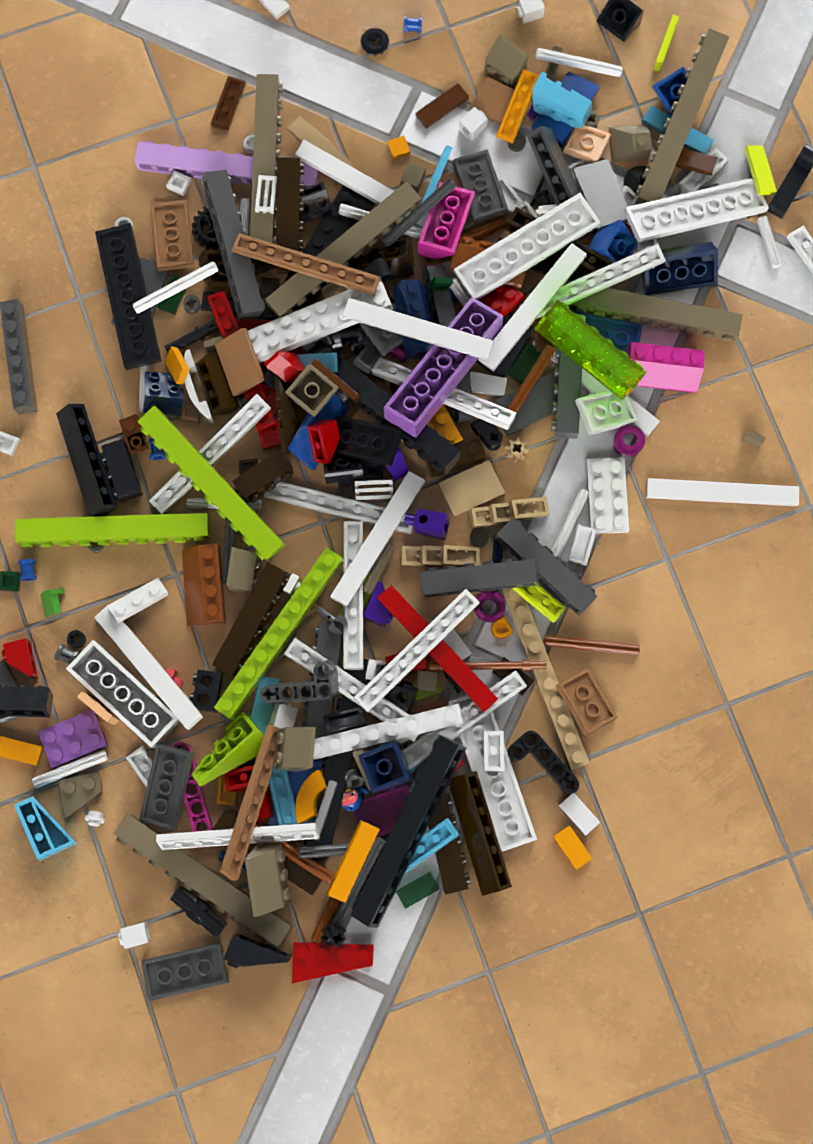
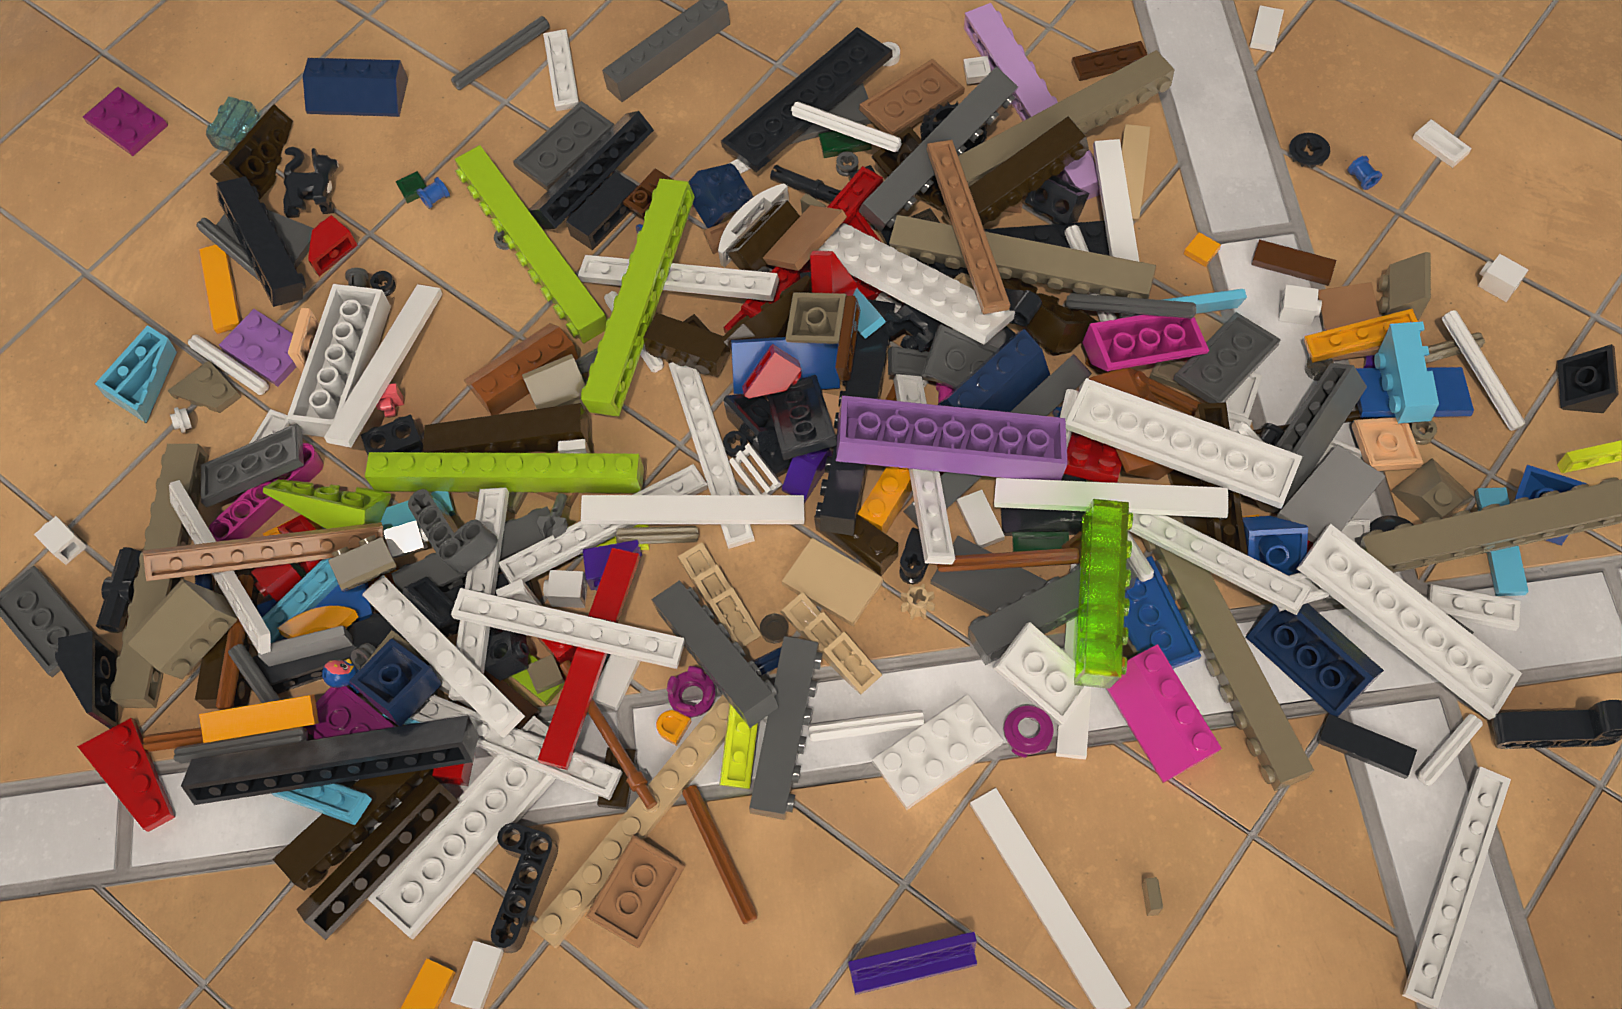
camera: 65 degrees right, 15 degrees down
(48, 466) = (563, 145): none -> dark grey tile
(51, 602) = (410, 231): bright green tile -> none
(137, 600) = (461, 312): white plate -> none
(177, 365) = (759, 186): light orange tile -> none
(264, 208) = (1022, 139): white tile -> none
(333, 934) = (158, 755): black gear -> none
(378, 640) = (566, 589): none -> white brick
(413, 175) = (1174, 282): dark tan brick -> none
(417, 890) = (268, 826): clear green tile -> none
(418, 329) = (974, 382): white tile -> none
(435, 526) = (750, 556): dark purple torso -> none
(440, 283) = (1058, 379): dark green tile -> none
(493, 750) = (495, 806): white plate -> none
(582, 544) = (847, 757): white tile -> none
(696, 162) = (1477, 585): reddish brown tile -> none
(713, 578) = (913, 963): none -> dark purple fence
(741, 279) = (1367, 746): none -> black tile
(760, 170) = (1539, 674): neon yellow tile -> none

